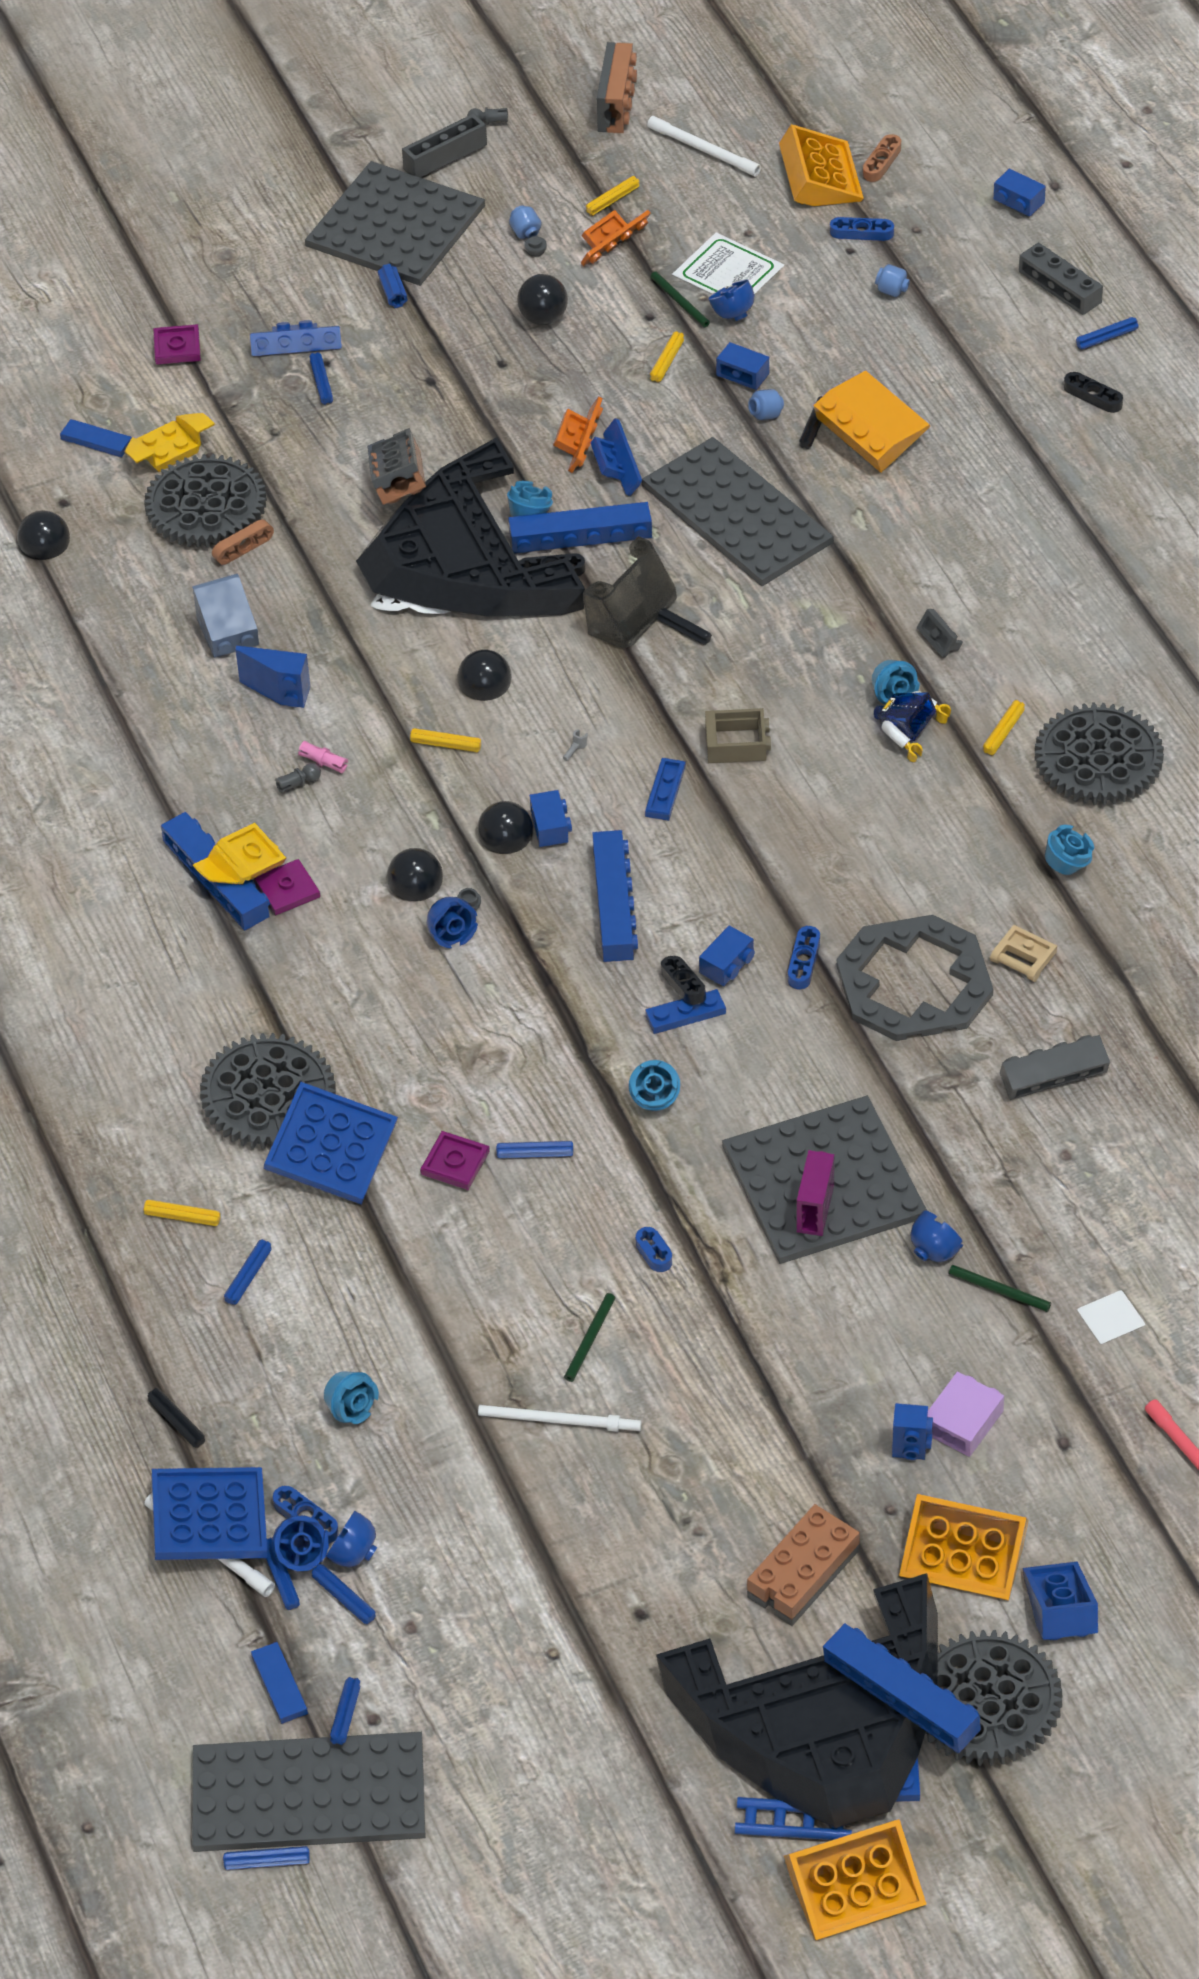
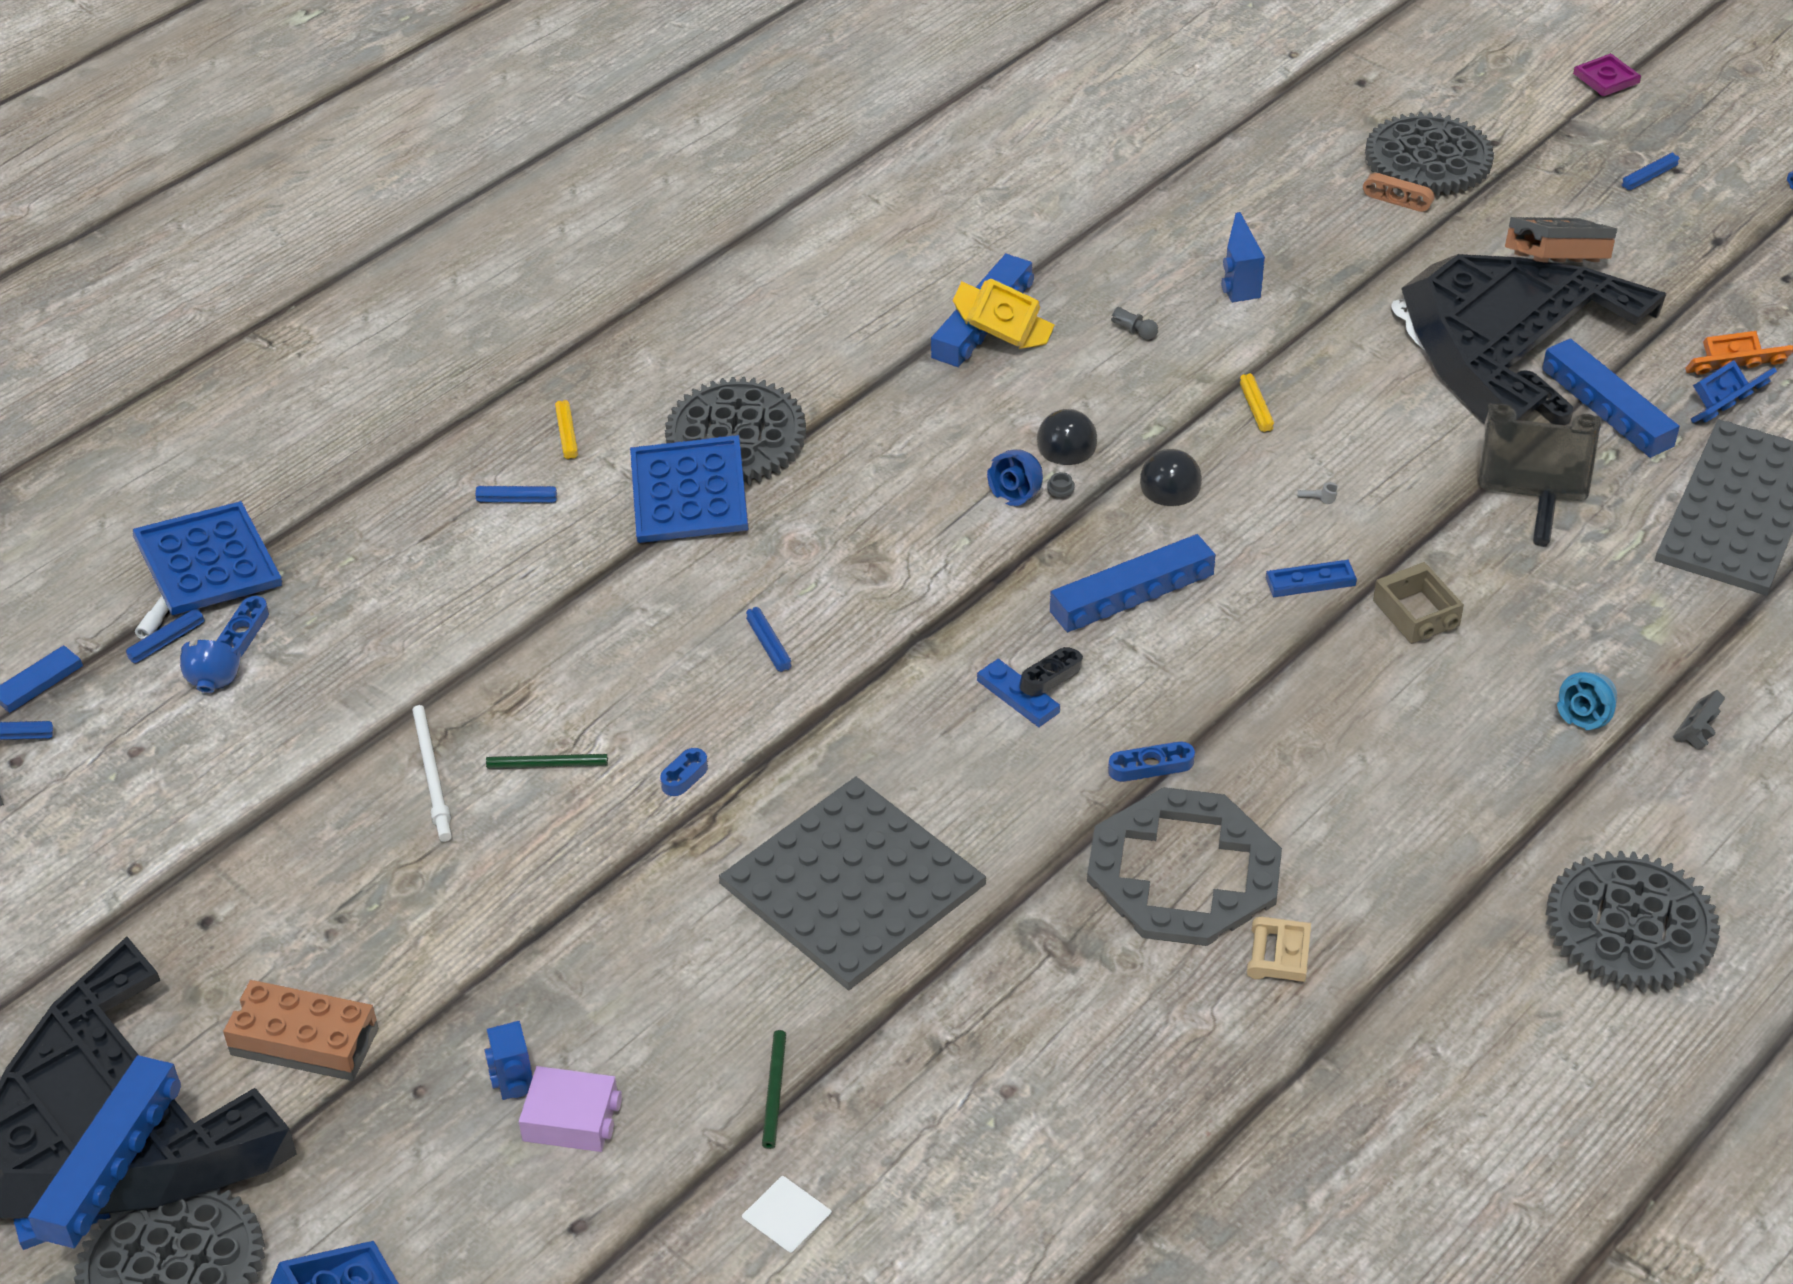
camera: 65 degrees right, 5 degrees down
(43, 535) = (1307, 79): black piece -> none
(95, 438) = (1451, 71): blue tile -> none
(170, 441) = (1475, 108): yellow piece -> none
(176, 1417) = (323, 506): black axle -> none
(225, 615) = (1291, 207): slope -> none
(287, 886) = (998, 363): magenta plate -> none
(295, 338) = (1682, 137): bracket -> none
(300, 1543) = (187, 621): blue cylinder -> none
(323, 756) = (1172, 330): bright pink pin -> none
(343, 1594) = (154, 688): blue axle -> none
(350, 1396) = (381, 604): dark azure cone -> none
(455, 1160) = (721, 585): magenta plate -> none
(484, 675) = (1359, 398): black piece -> none
(528, 500) = (1608, 344): dark azure cone -> none
(549, 818) = (1199, 500): blue brick -> none
(654, 1085) = (887, 692): dark azure cone -> none
(726, 956) = (1103, 692): blue brick -> none
(815, 1192) = (796, 859): magenta brick -> none
(907, 716) = (1552, 728): clear blue torso -> none
(934, 1239) = (804, 996): blue cylinder -> none
(964, 1546) = (381, 1170): light orange slope -> none
(1003, 727) = (1609, 823): yellow axle -> none
(1054, 1066) = (1119, 1029): dark grey brick -> none
(1068, 850) = (1453, 932): dark azure cone -> none

